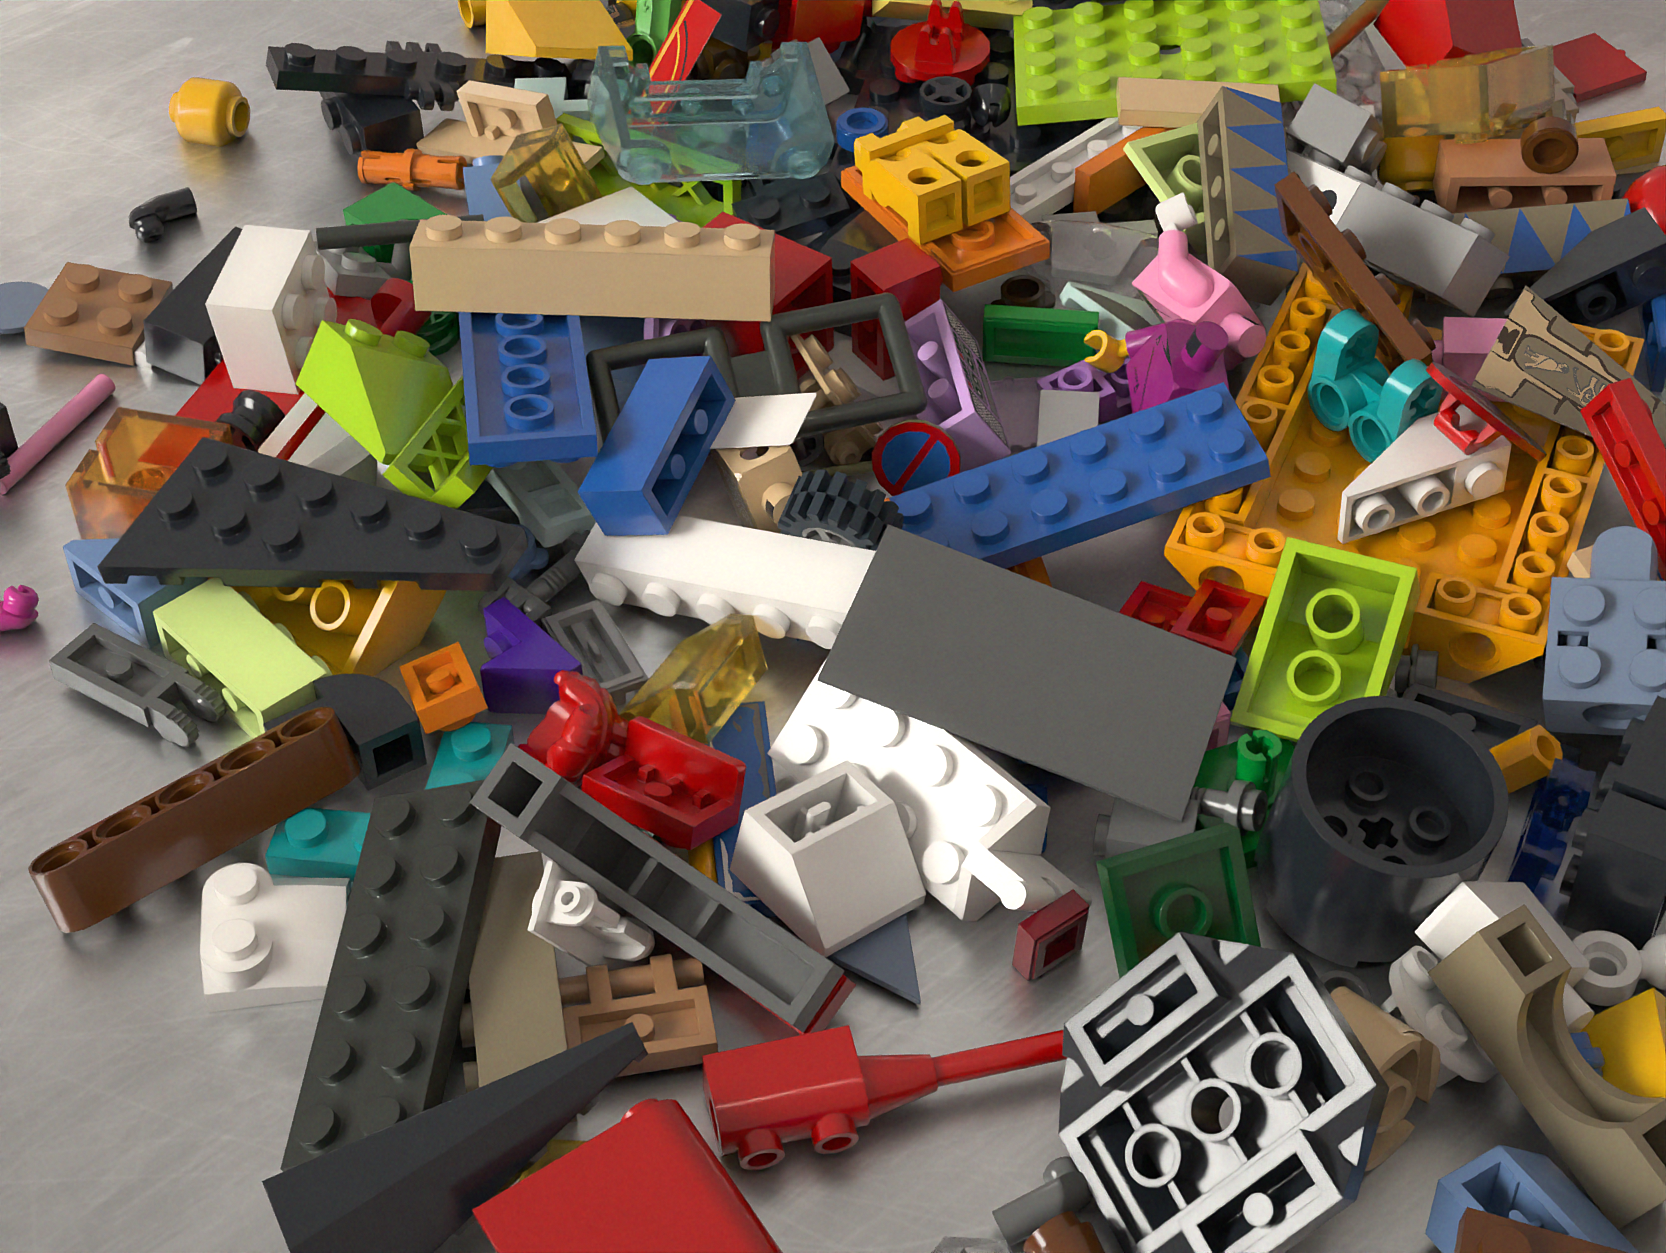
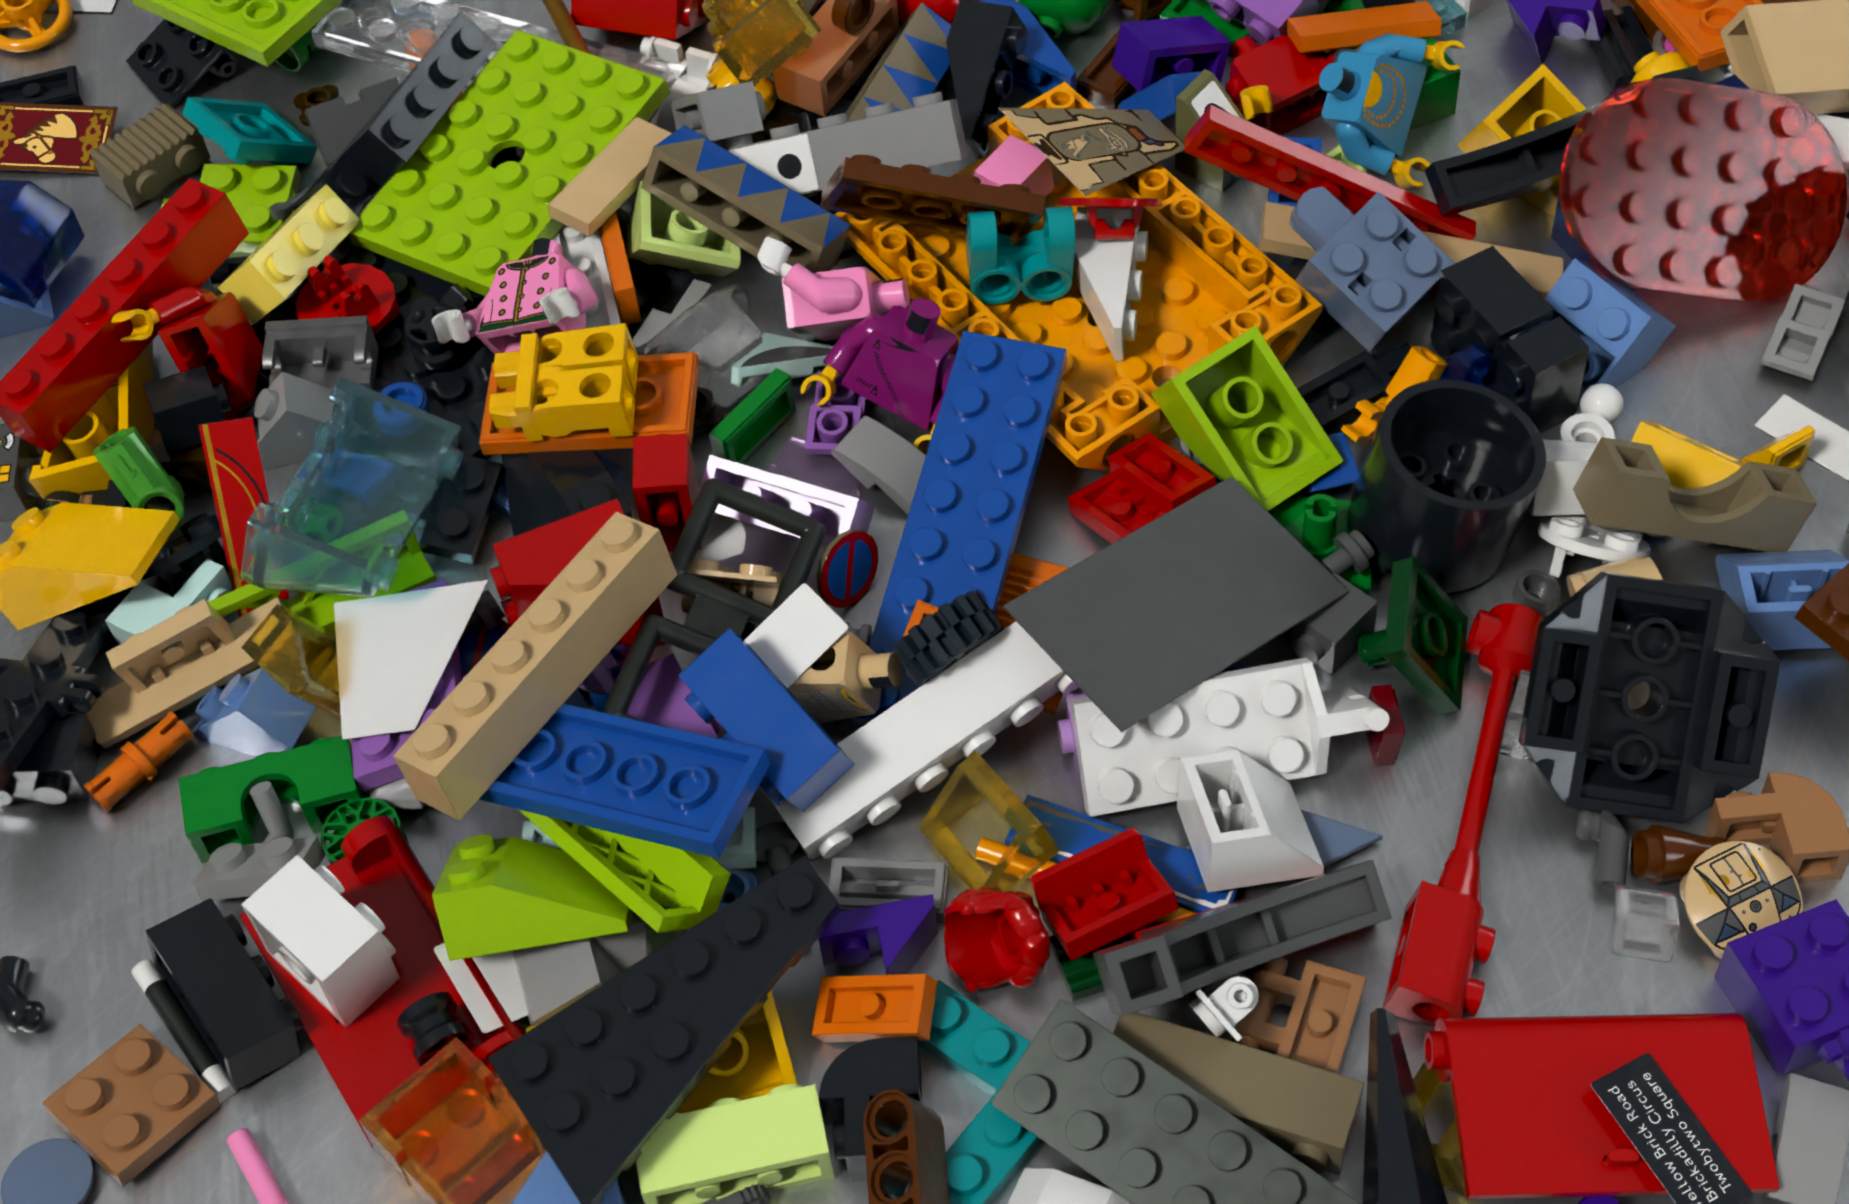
camera: 55 degrees left, 10 degrees up
(372, 233) = (273, 800): pearl dark grey bar -> none
(872, 59) = (322, 350): none -> flat silver hinge
(1024, 128) = (524, 298): none -> bright pink torso

